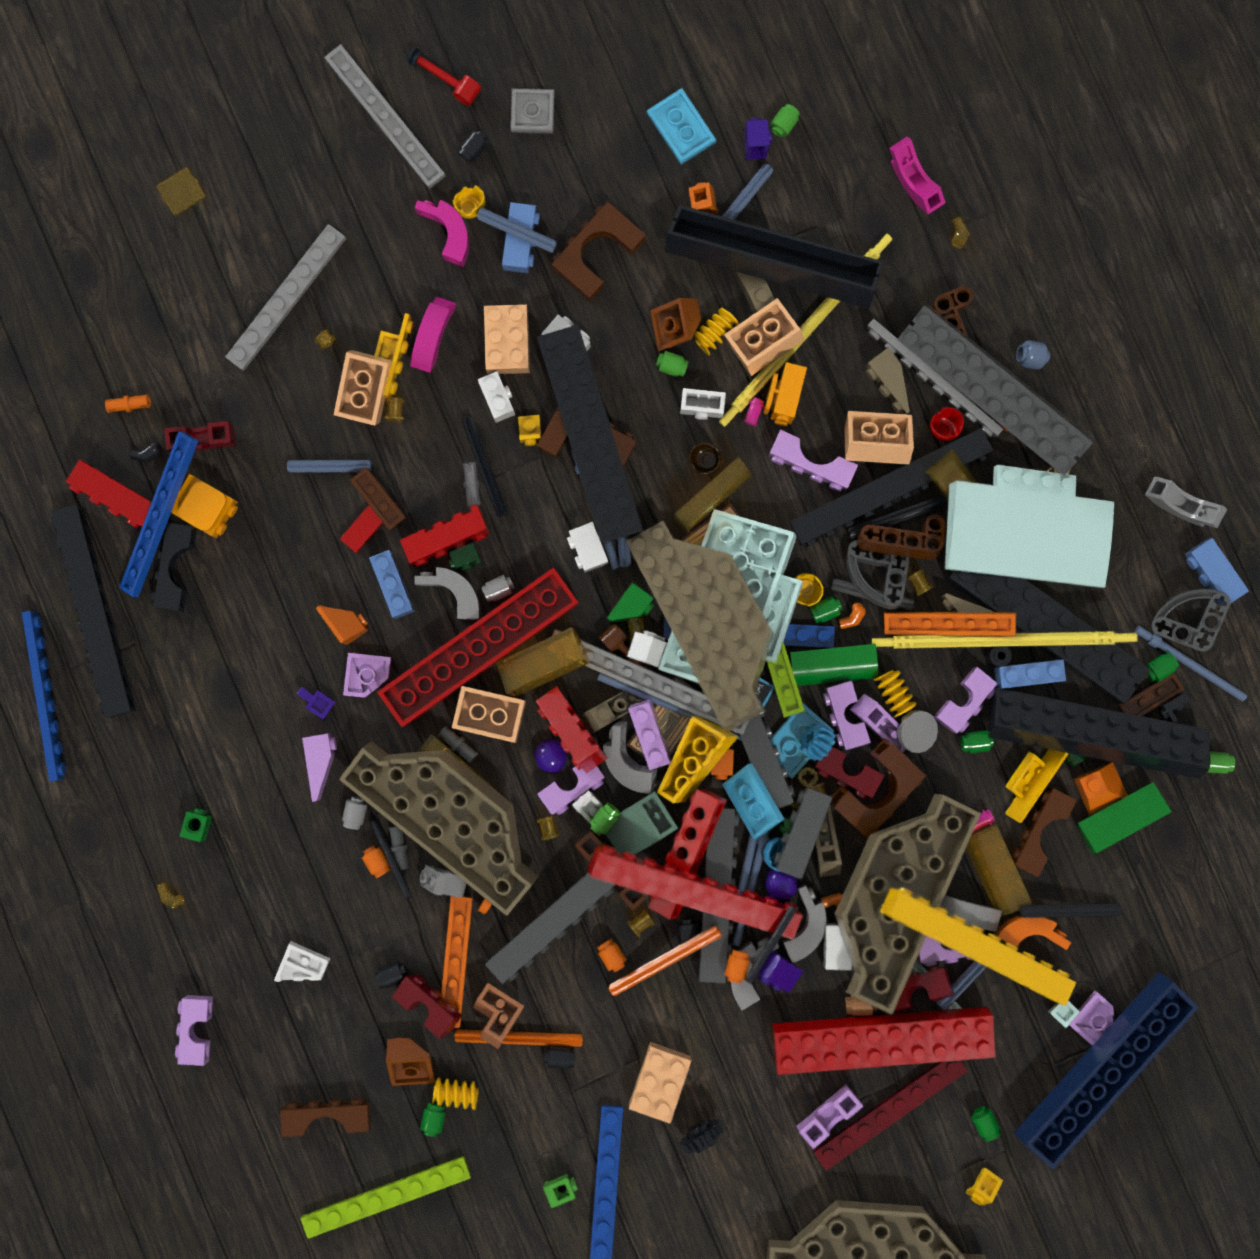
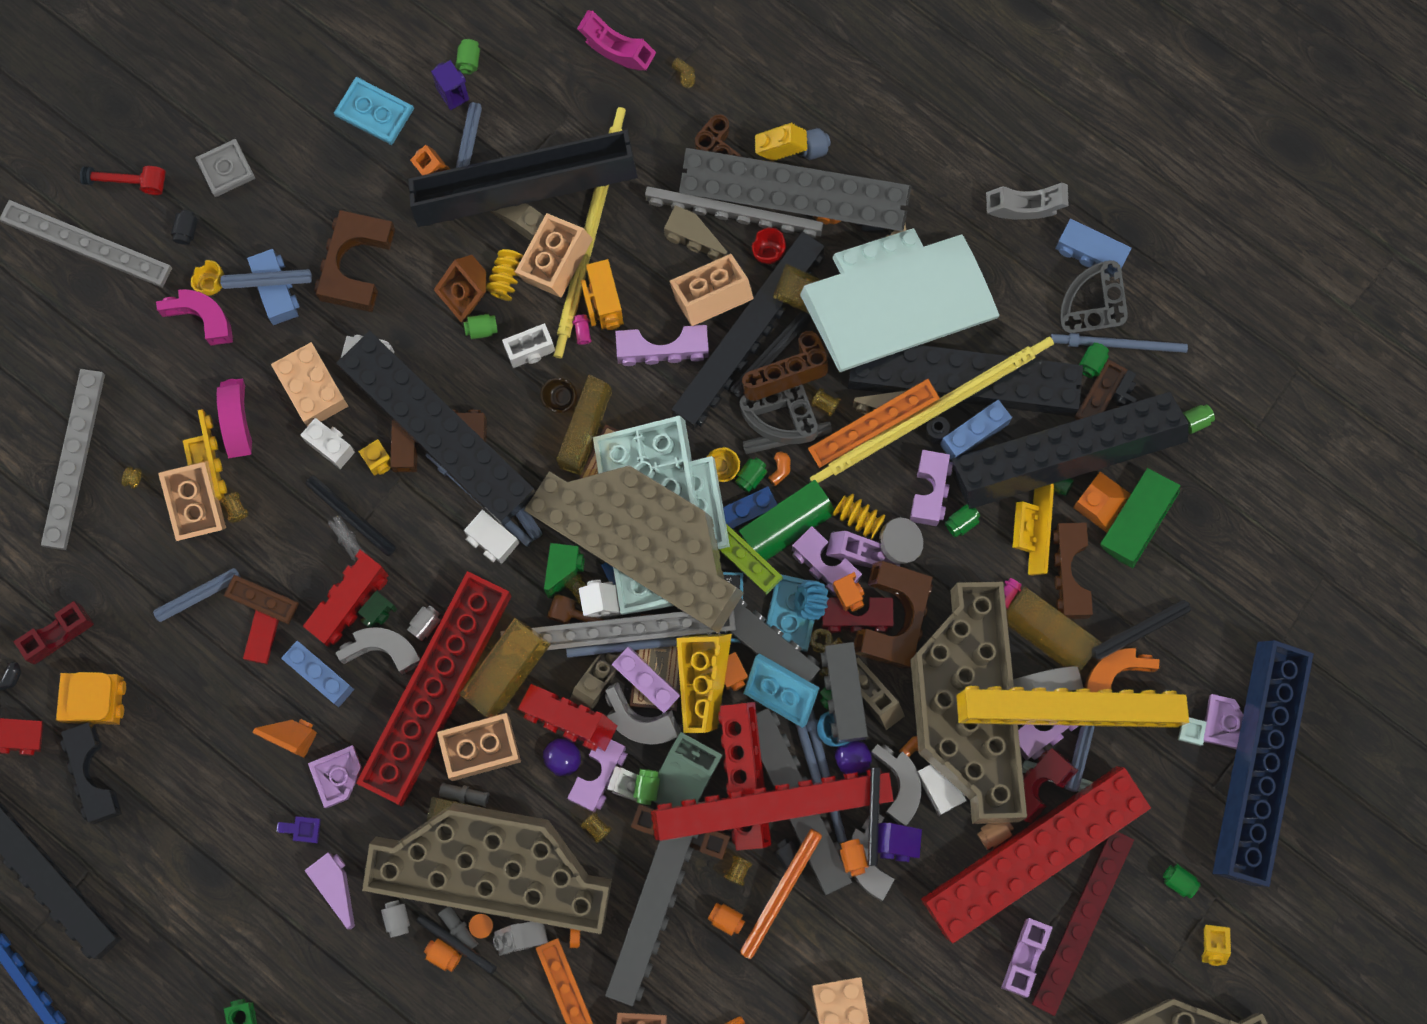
camera: 30 degrees left, 10 degrees down
(158, 514) = (48, 728): blue plate -> none
(417, 855) = (481, 926): none -> orange tile
(851, 754) = (849, 592): none -> orange brick
(1007, 340) = (781, 142): none -> yellow brick

